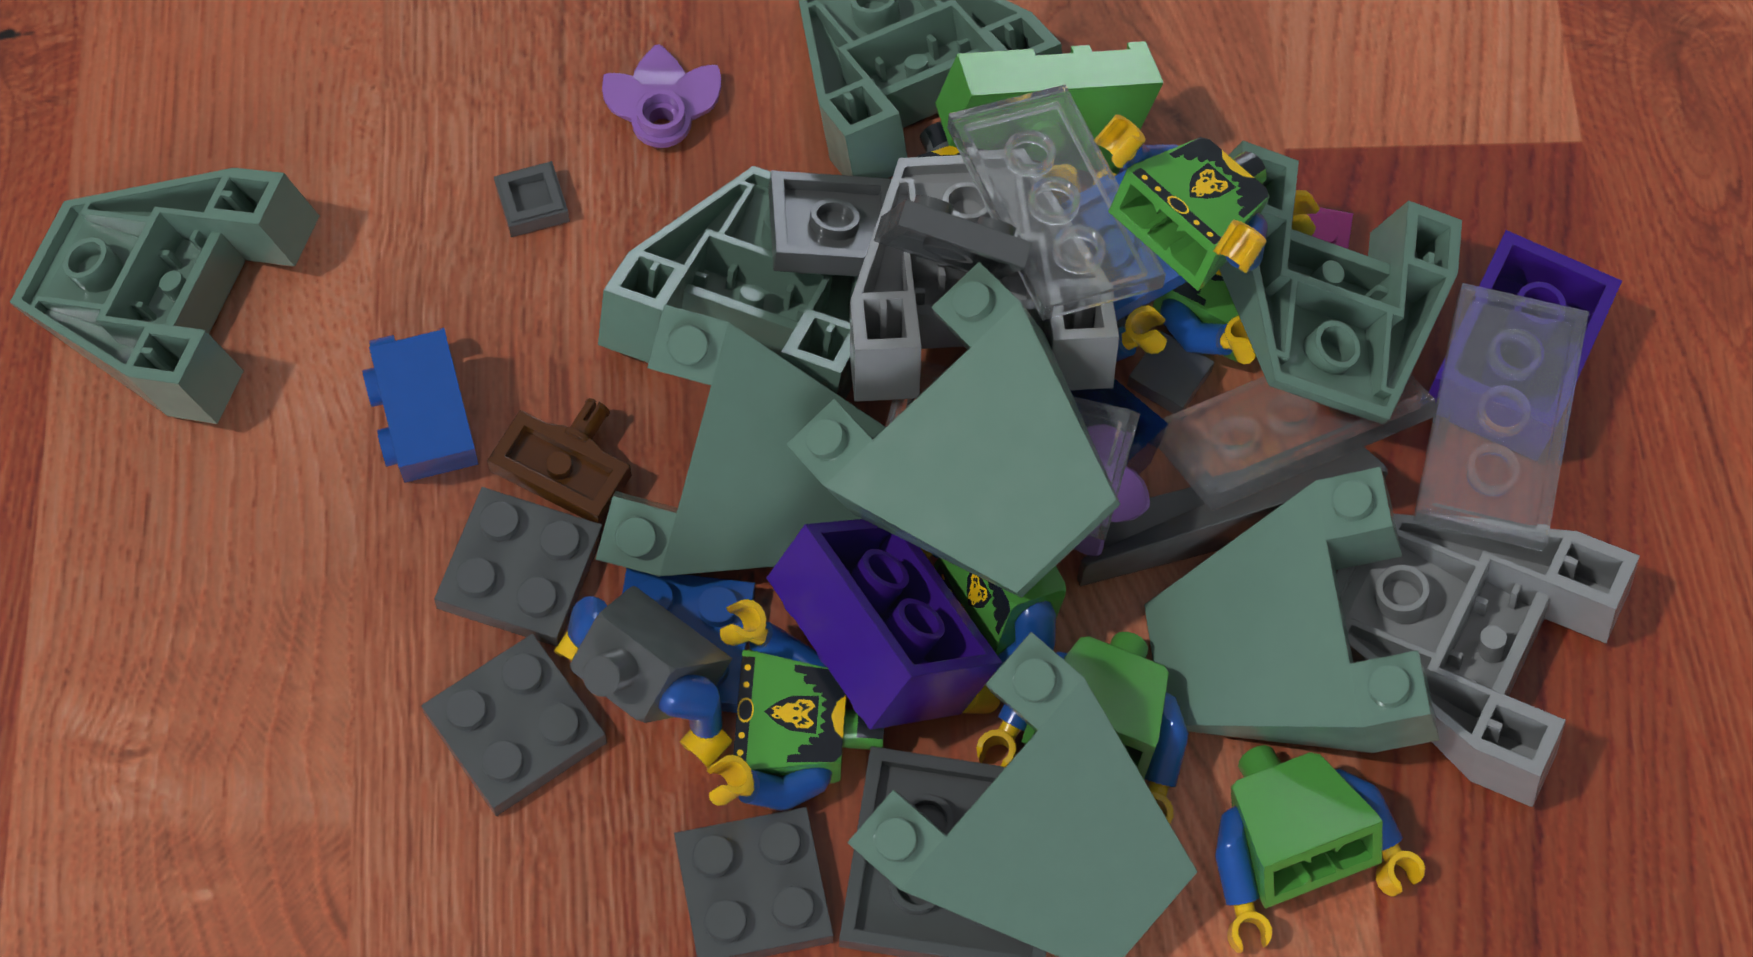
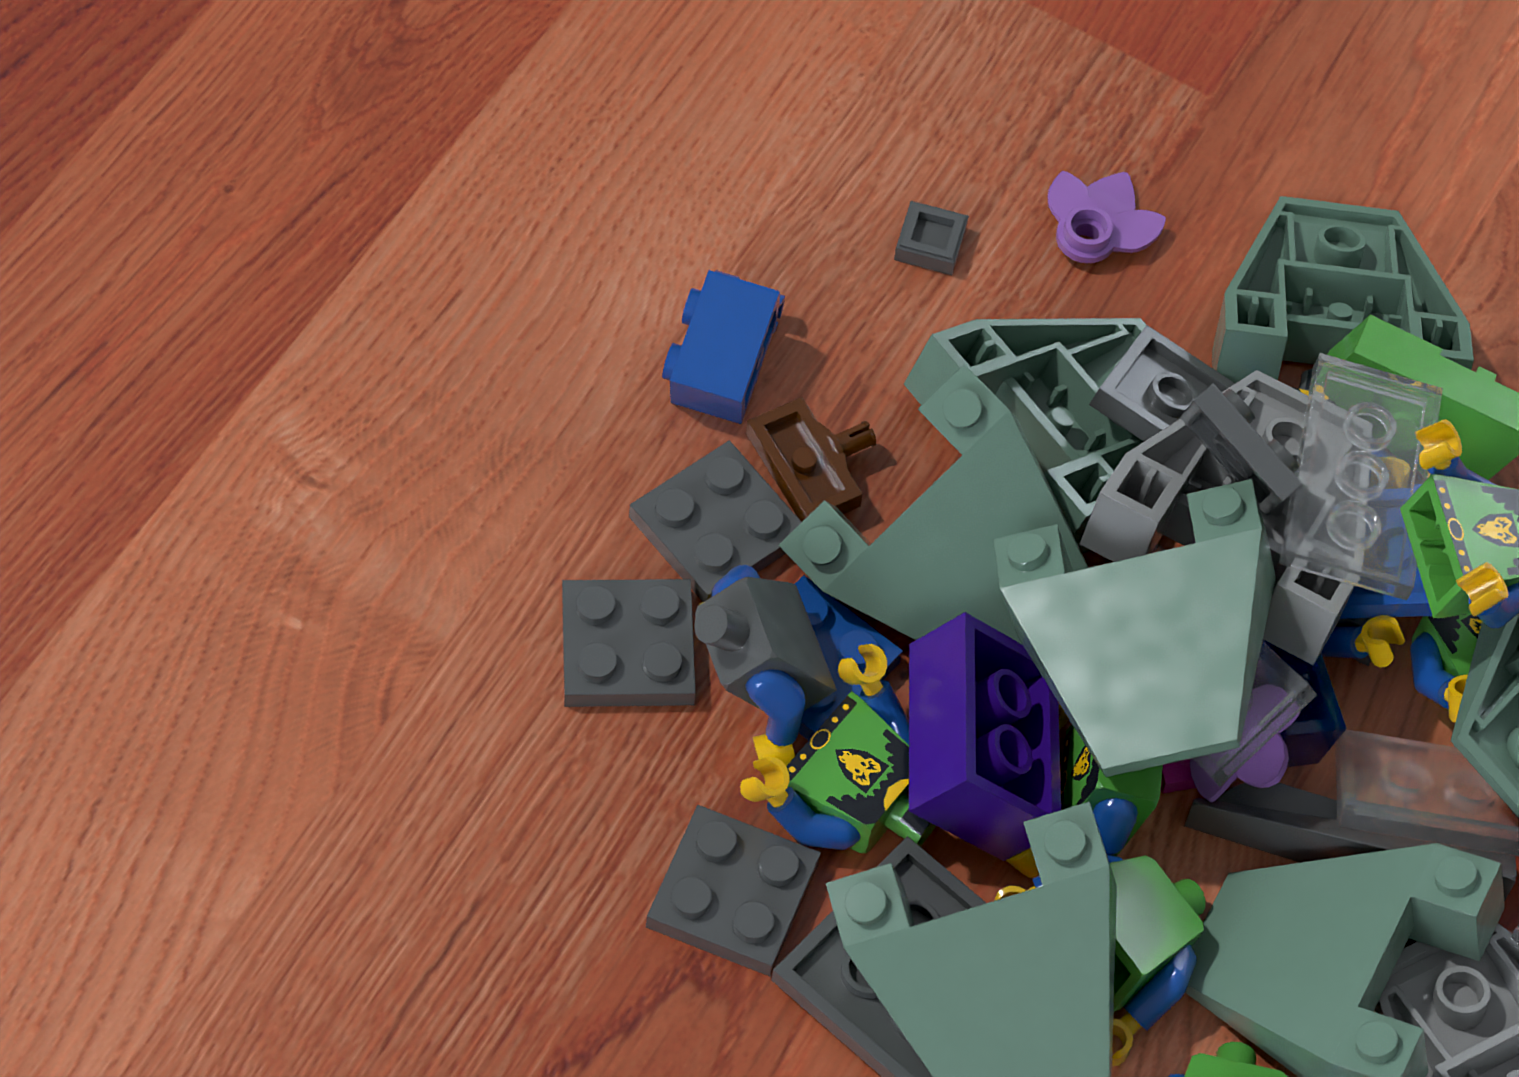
camera: 30 degrees right, 5 degrees down
(147, 270) = (579, 112): sand green wedge -> none
(1170, 376) = (1388, 699): dark grey tile -> none

